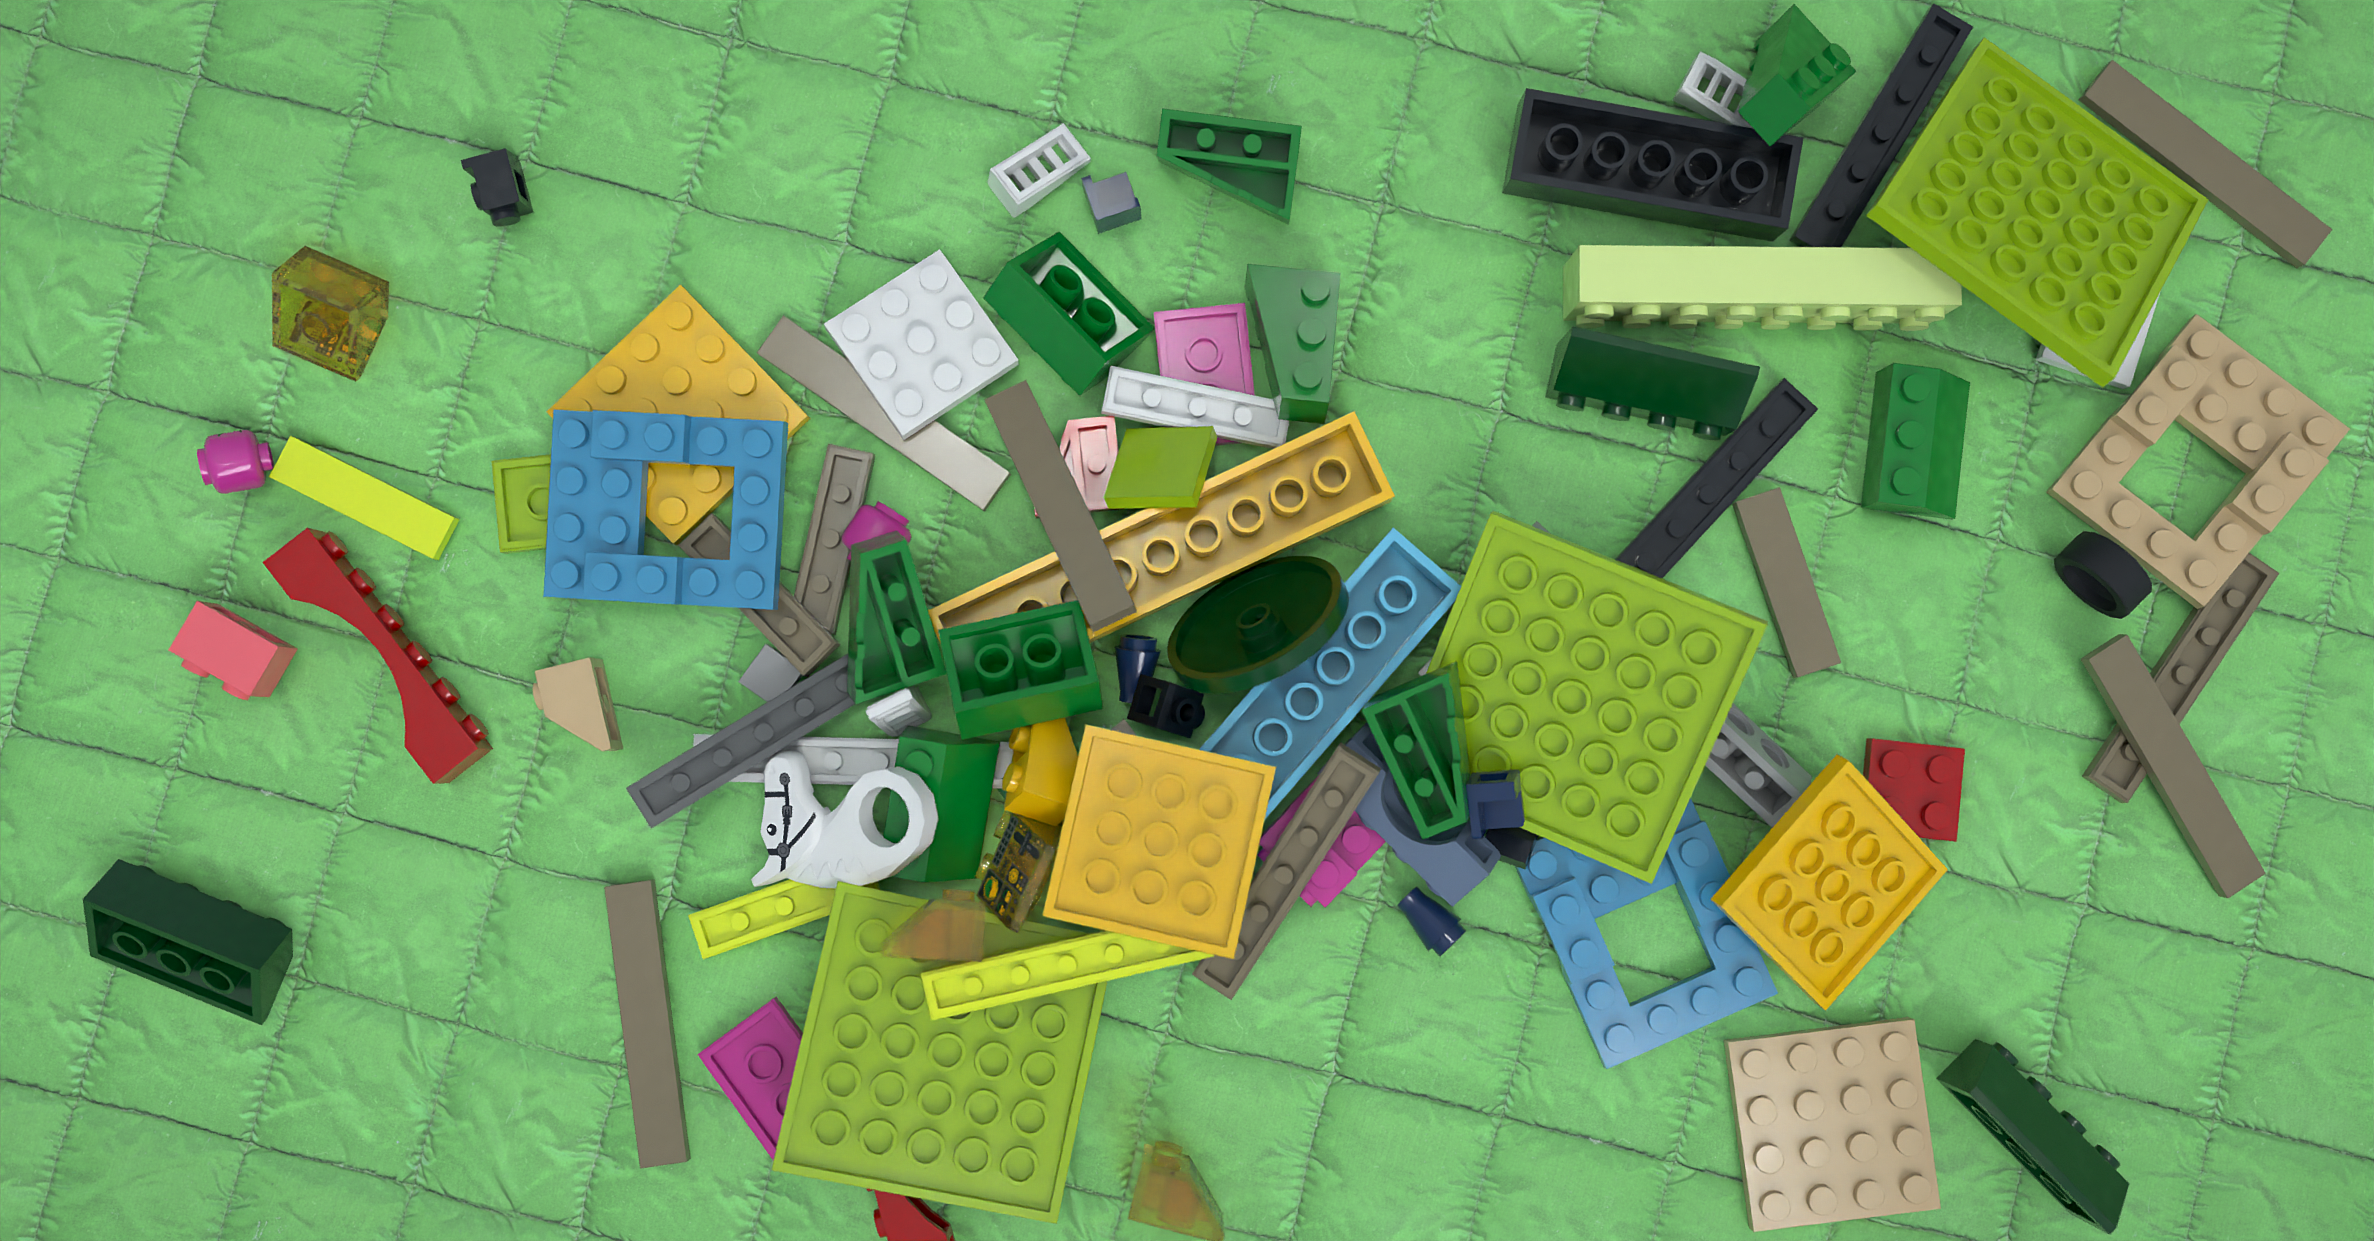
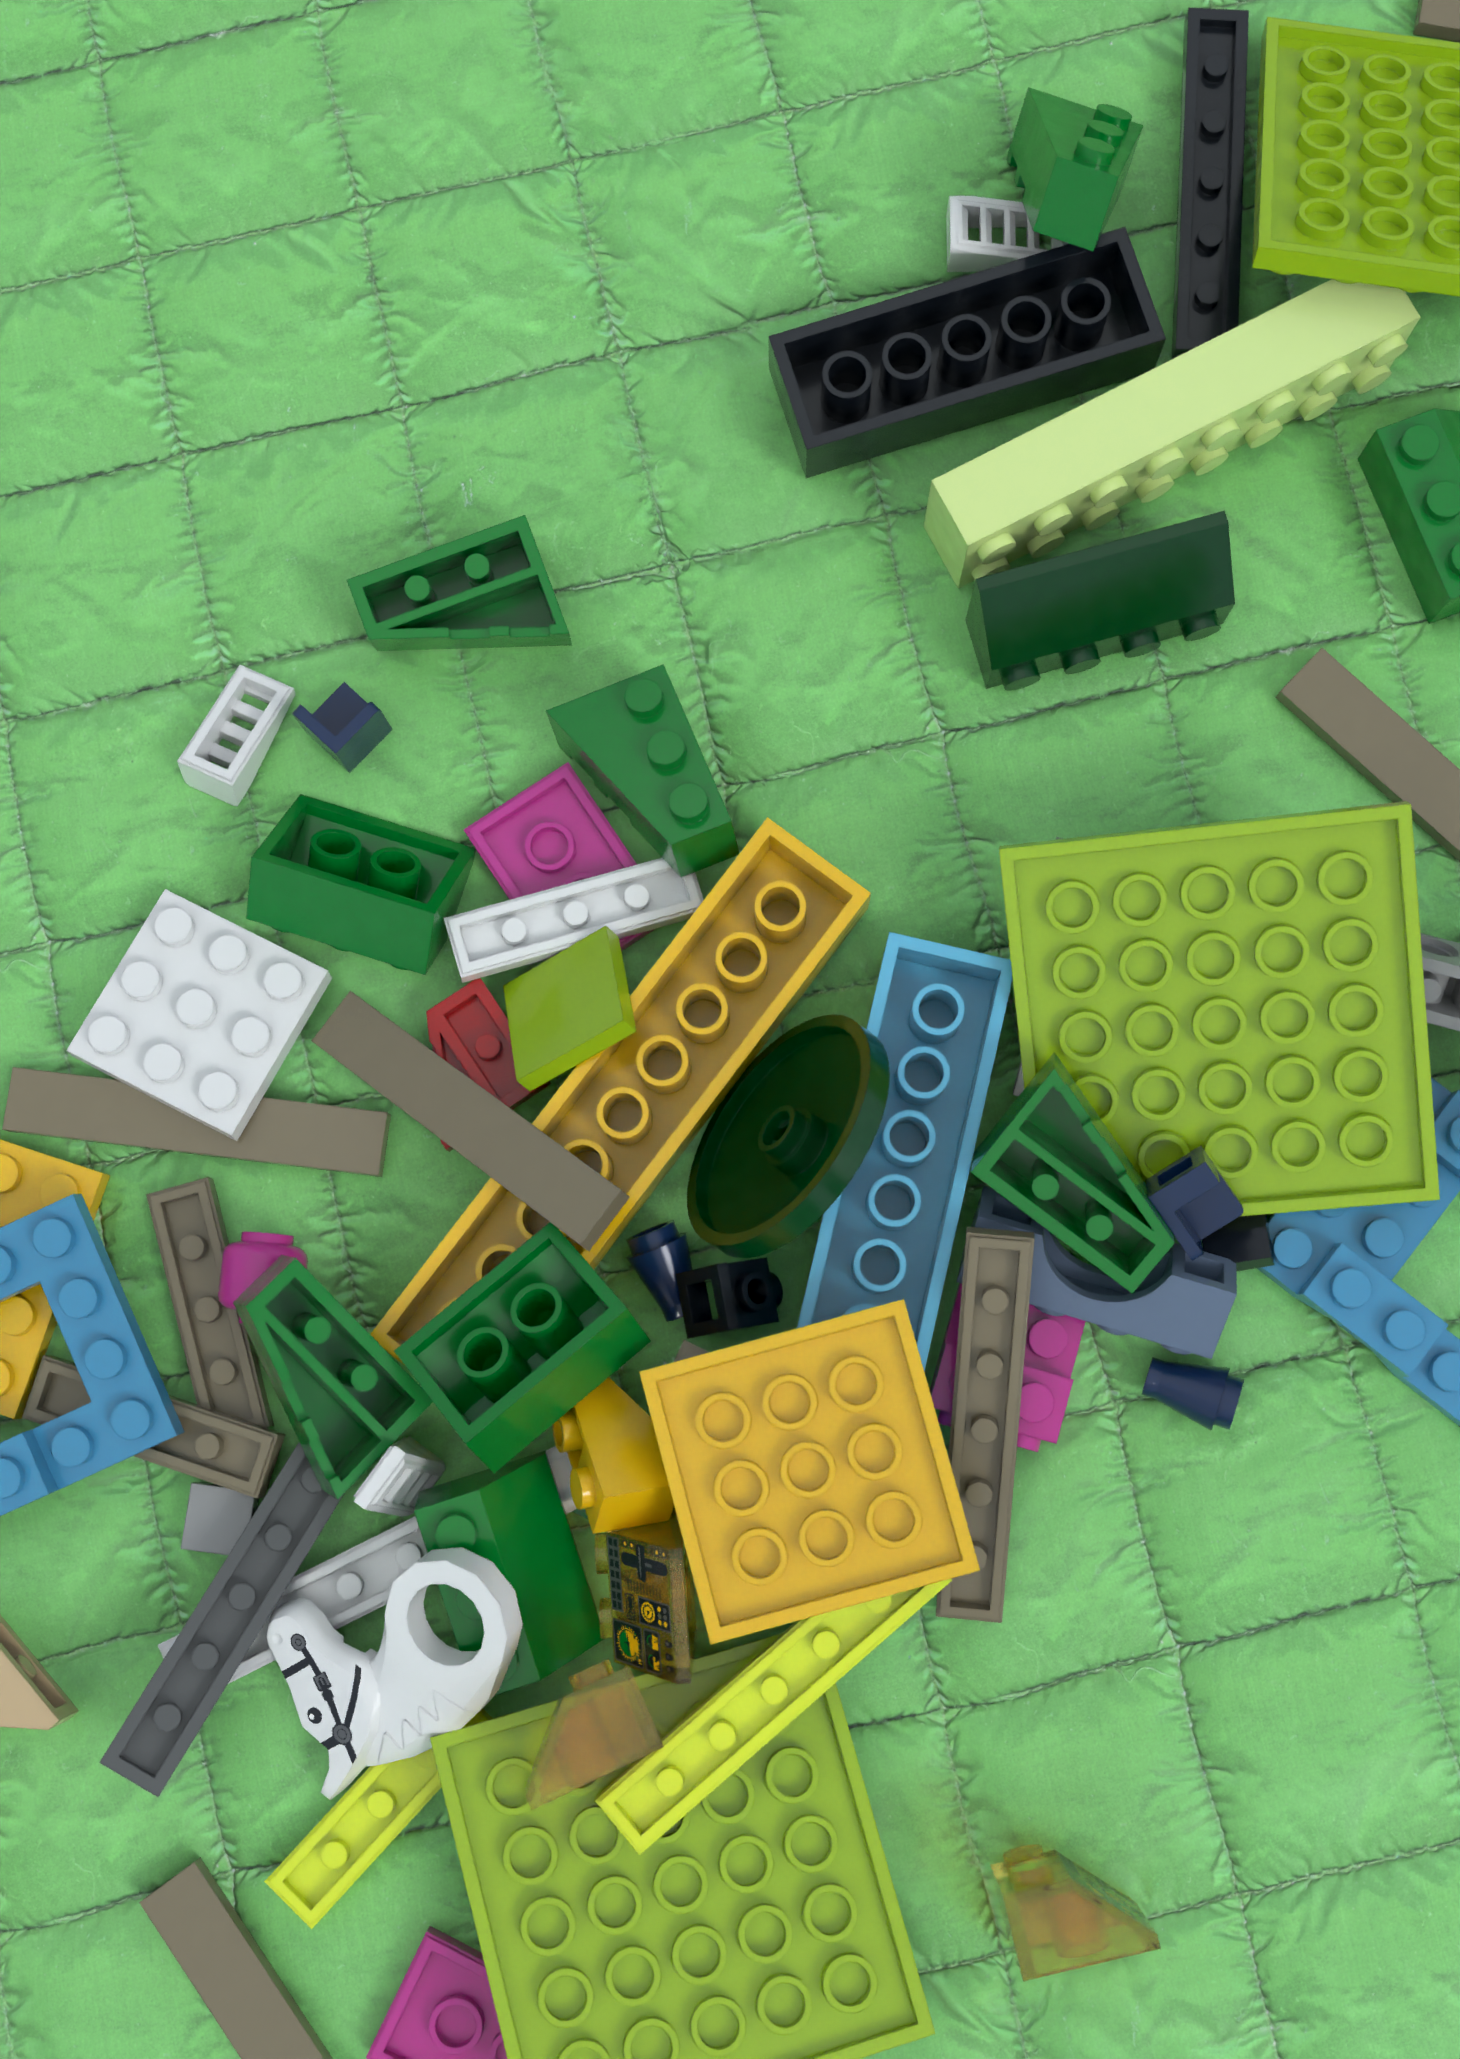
camera: 20 degrees left, 5 degrees down
(1719, 480) = (1246, 674): black tile -> none

